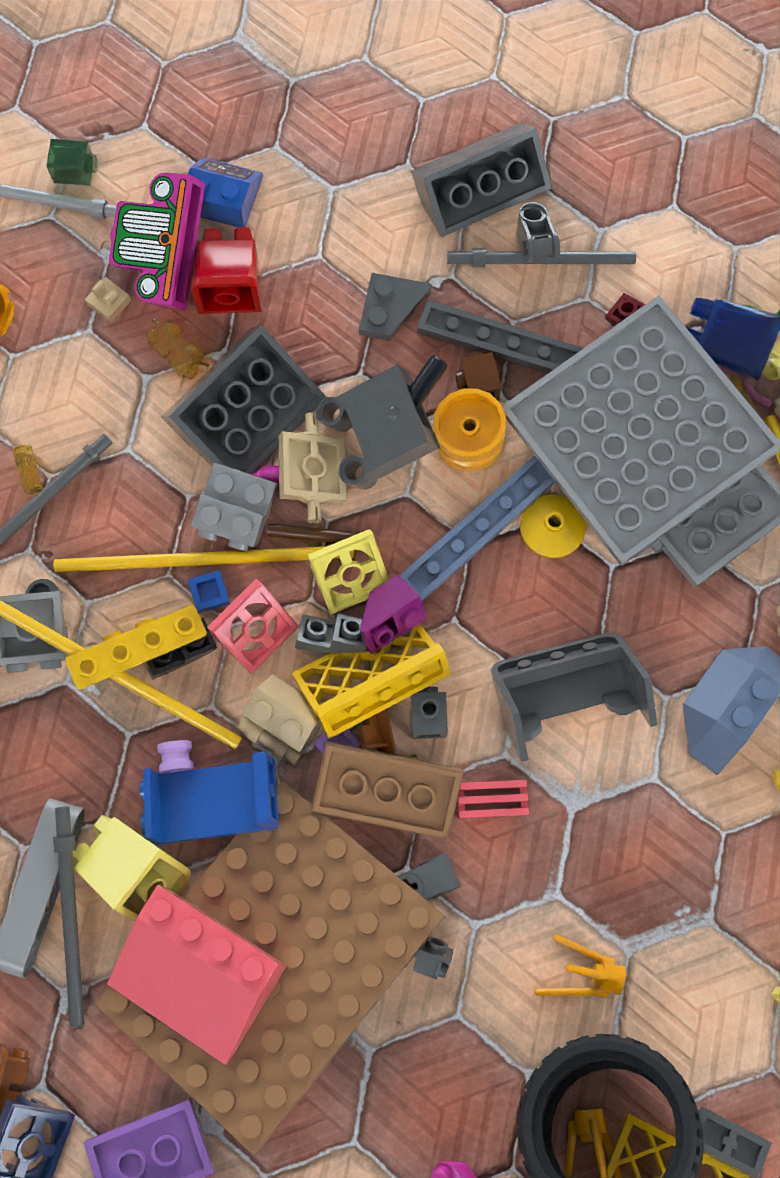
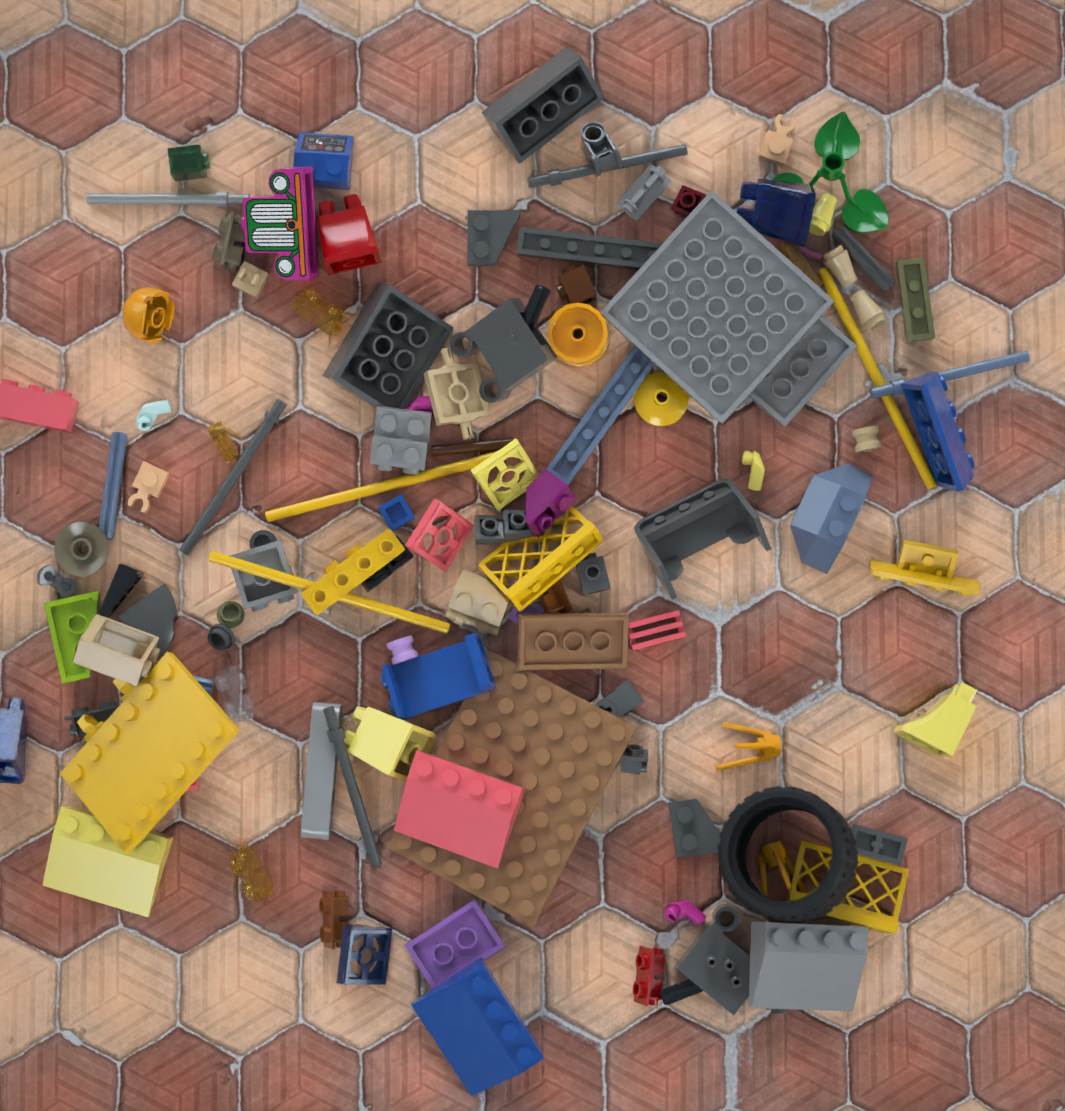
camera: 10 degrees left, 10 degrees up
(88, 263) = (226, 251): none -> dark tan hinge
(490, 1067) = (692, 829): none -> dark grey wing
(578, 292) = (644, 192): none -> light grey hinge
(654, 629) = (757, 469): none -> light yellow arm
(741, 271) = (777, 144): none -> light nougat plate

